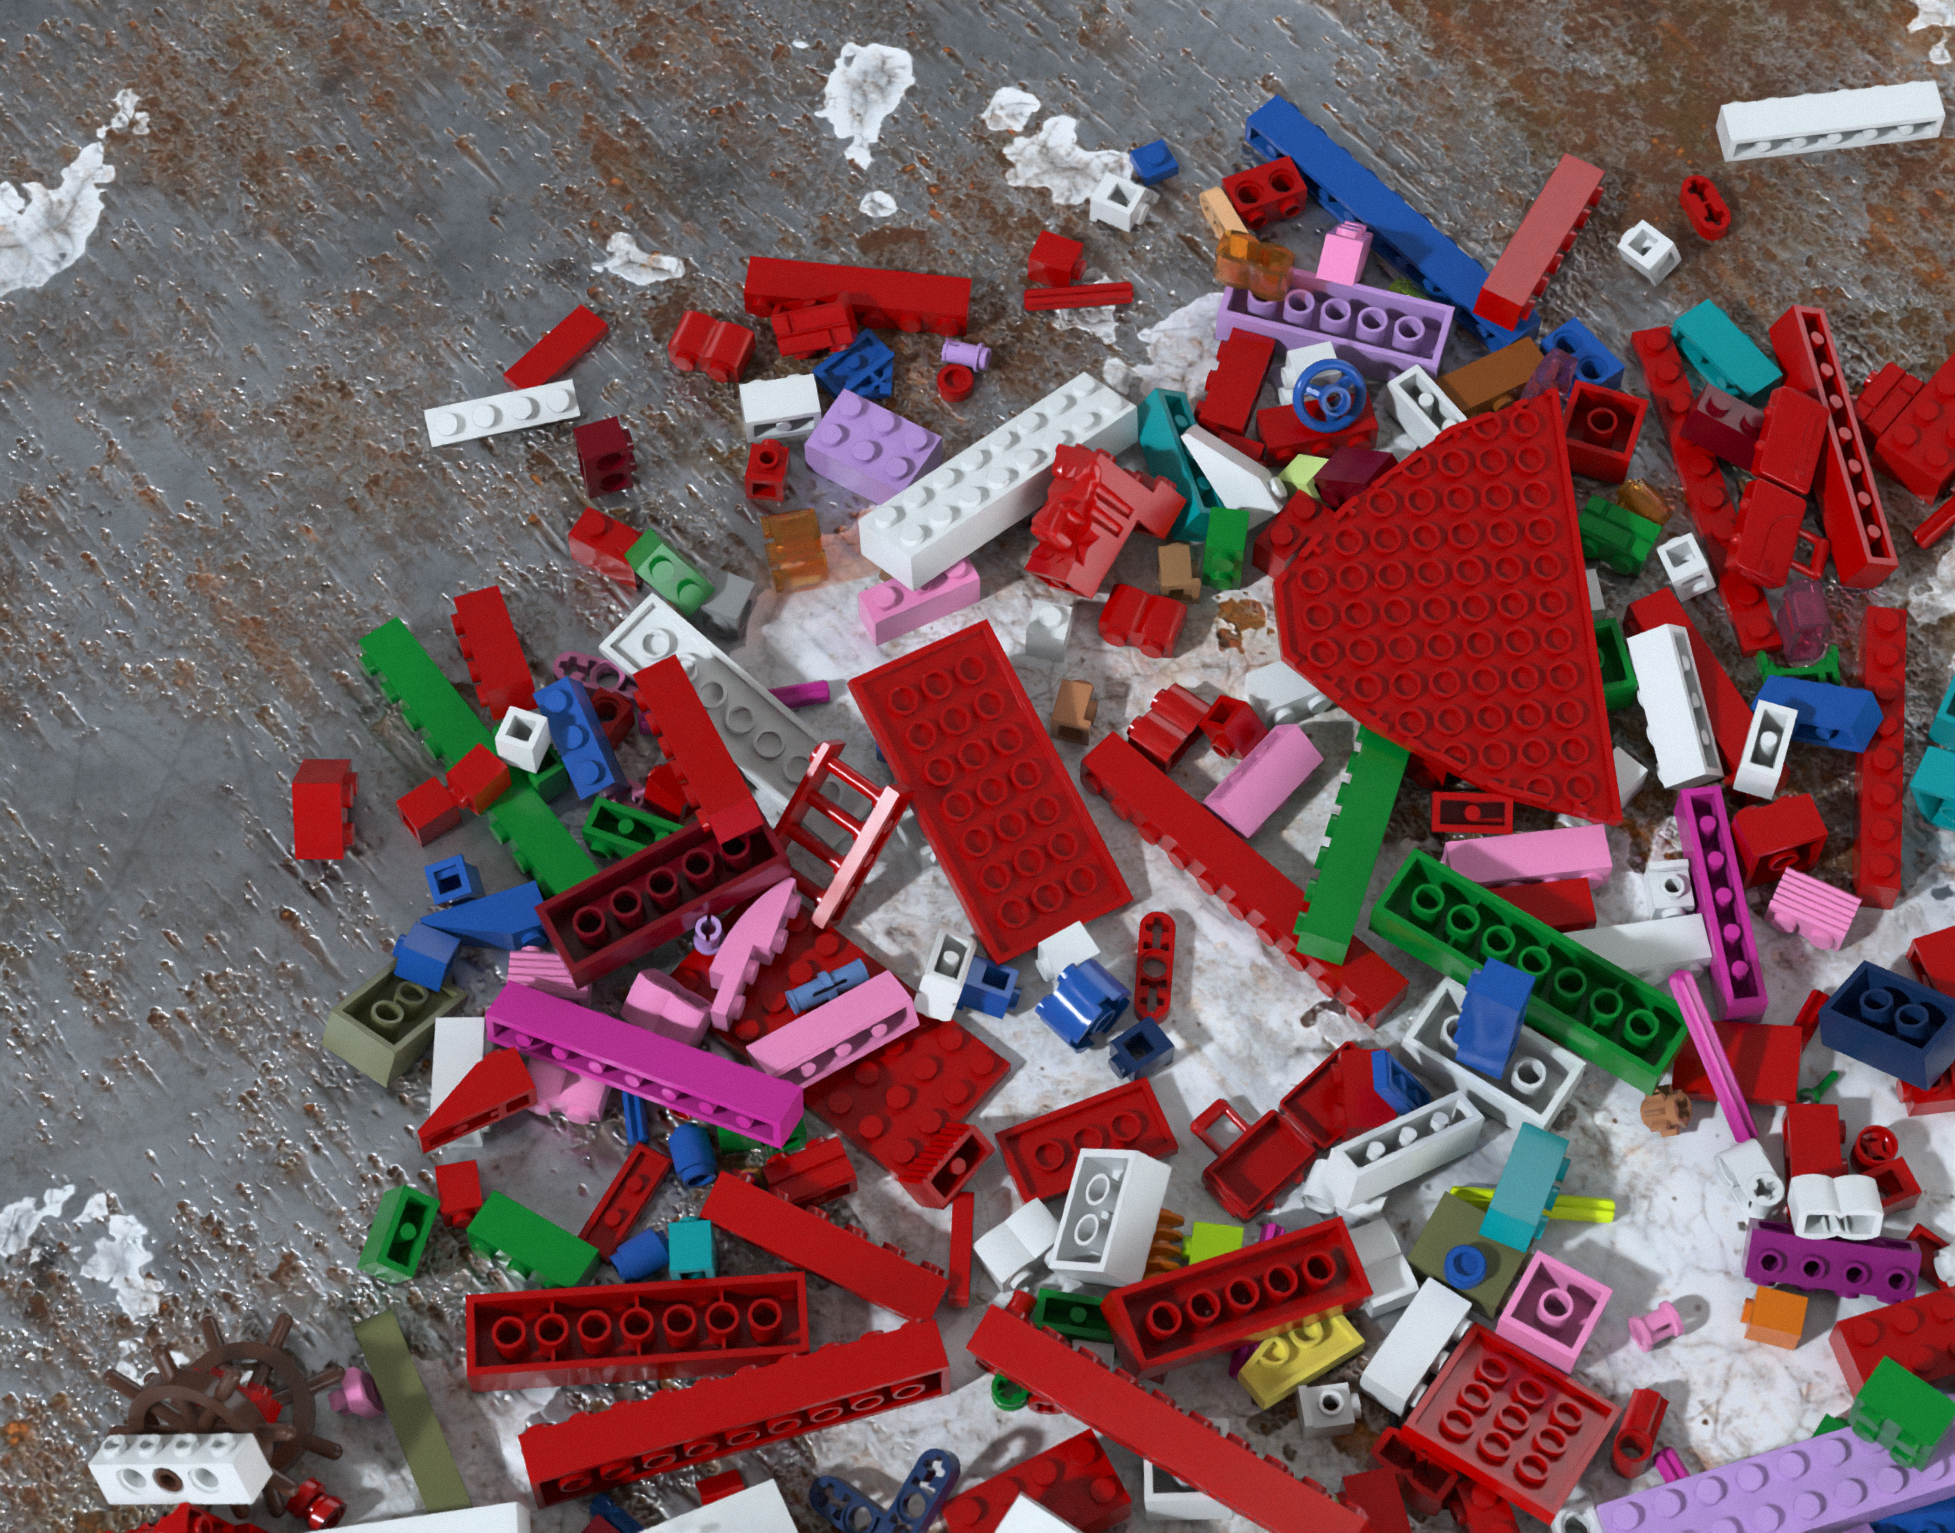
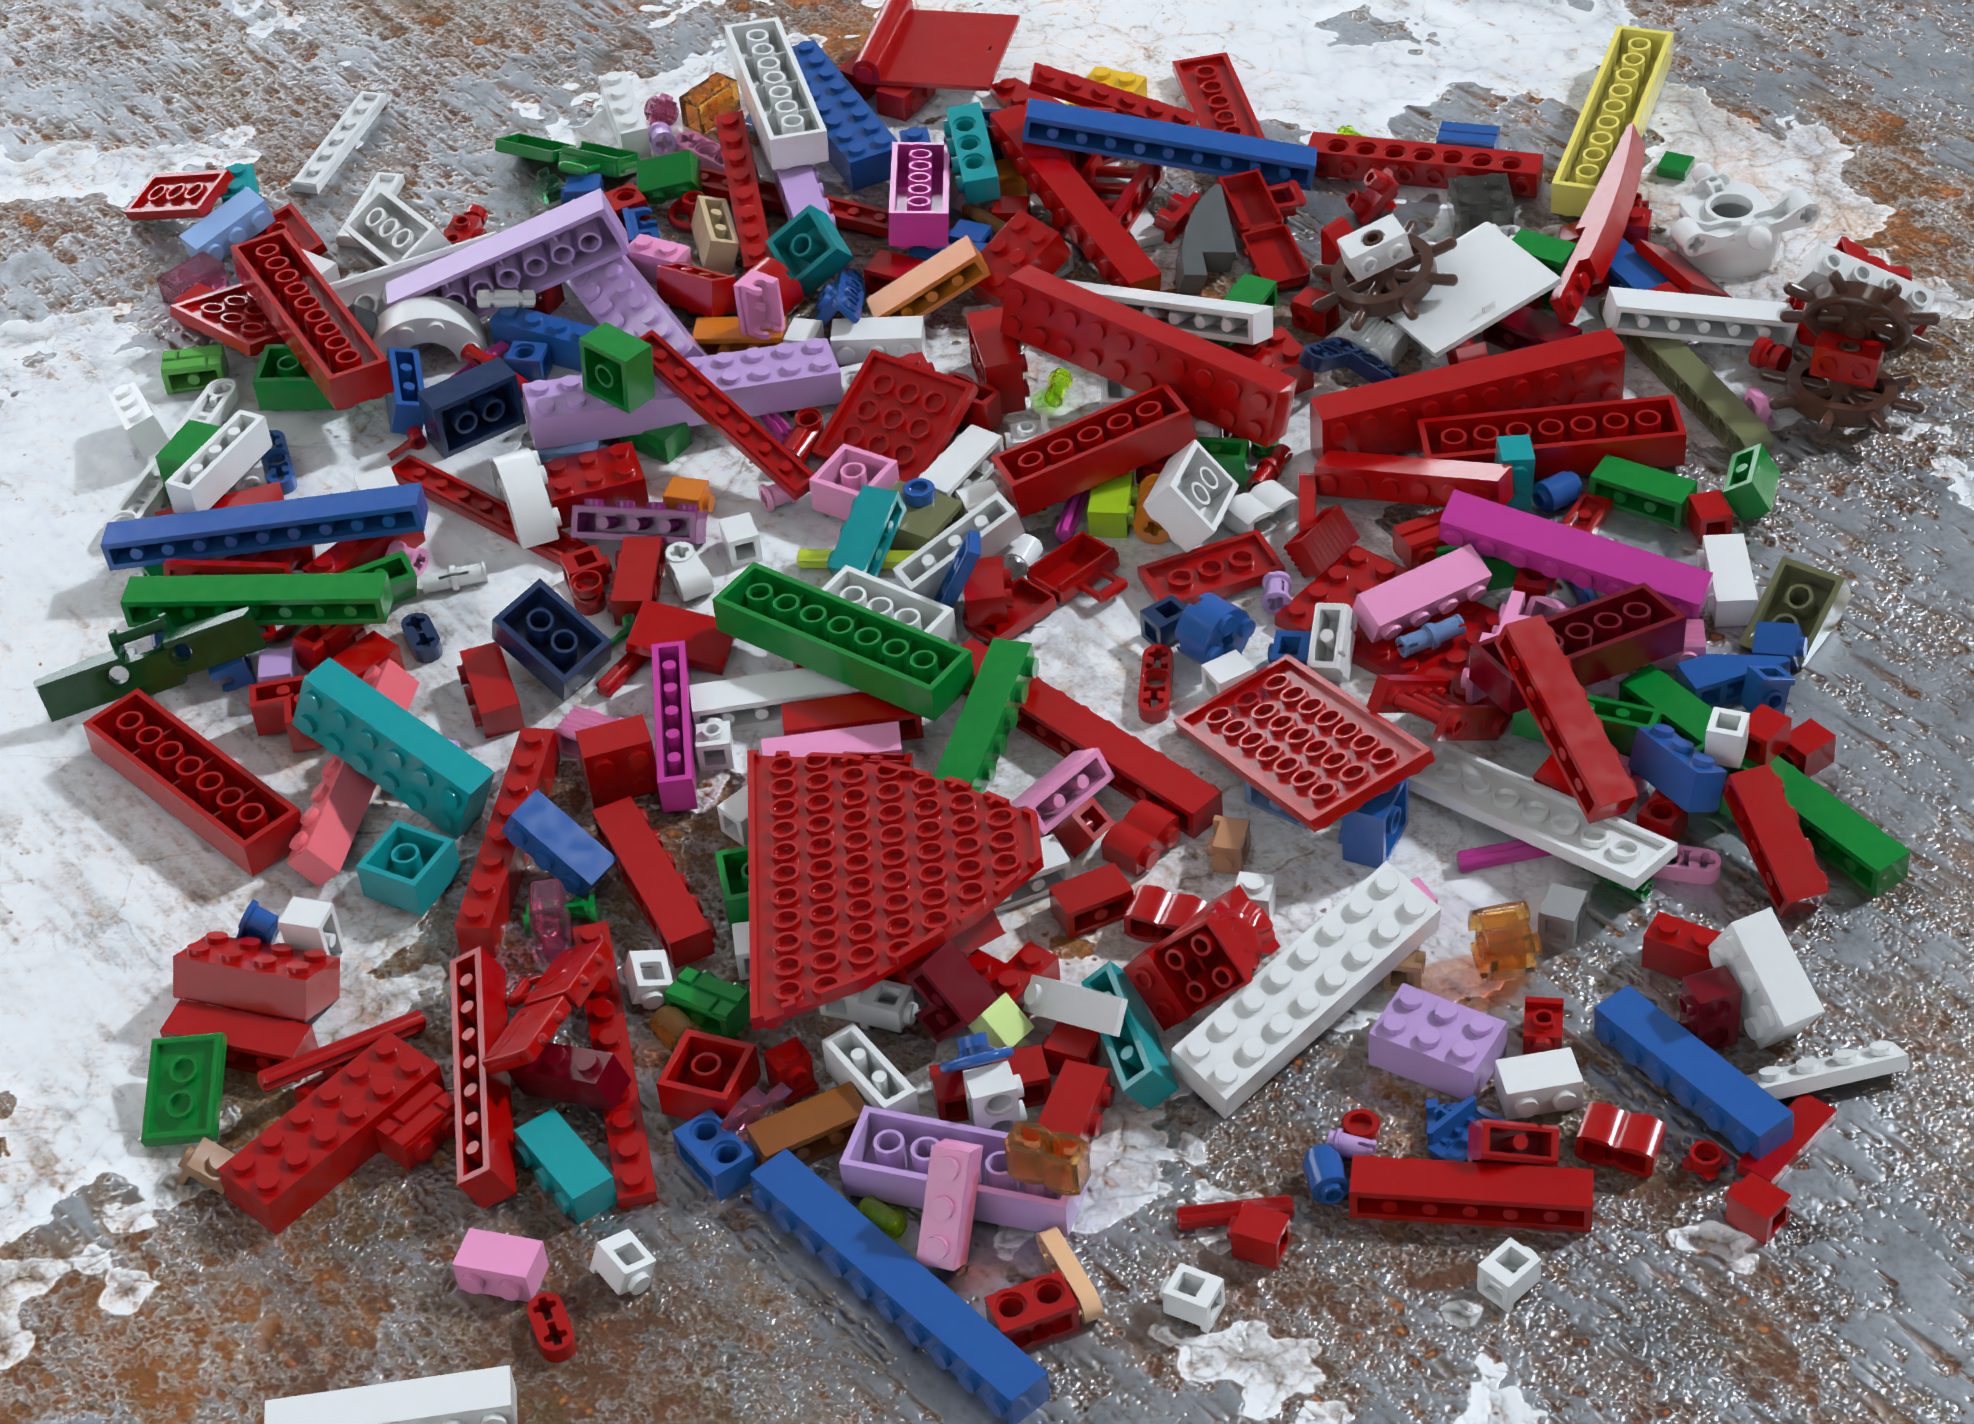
camera: 175 degrees left, 20 degrees down
(320, 808) = (1903, 738): red brick -> none
(485, 1095) = (1705, 534): red slope -> none
(547, 462) = (1774, 986): none -> white brick
(598, 272) = (1757, 1207): none -> red brick
(622, 391) = (1693, 1073): none -> blue brick
(632, 323) = (1705, 1159): none -> red plate
(669, 572) = (1622, 900): green brick -> none
(832, 215) = (1508, 1273): none -> white brick
(991, 320) = (1325, 1174): none -> blue brick
(1006, 1099) = (1272, 587): none -> lavender bush
(1154, 162) = (1153, 1359): blue plate -> none
(1178, 573) = (1128, 943): medium nougat brick -> none
(1222, 646) = (1090, 900): none -> red brick
(1225, 548) = (1084, 947): green brick -> none
(1492, 1016) = (880, 551): blue brick -> none
(1539, 243) = (738, 1245): brick -> none
(1674, 707) = (684, 845): white brick -> none
(1693, 1238) = (740, 539): none -> white brick
(1713, 1055) = (707, 589): dark pink axle -> none
(1751, 1404) = (728, 418): none -> red tile
(1765, 257) = (500, 1265): none -> bright pink brick
(1765, 749) = (613, 793): white brick -> none
(1835, 1207) = (630, 521): white brick -> none

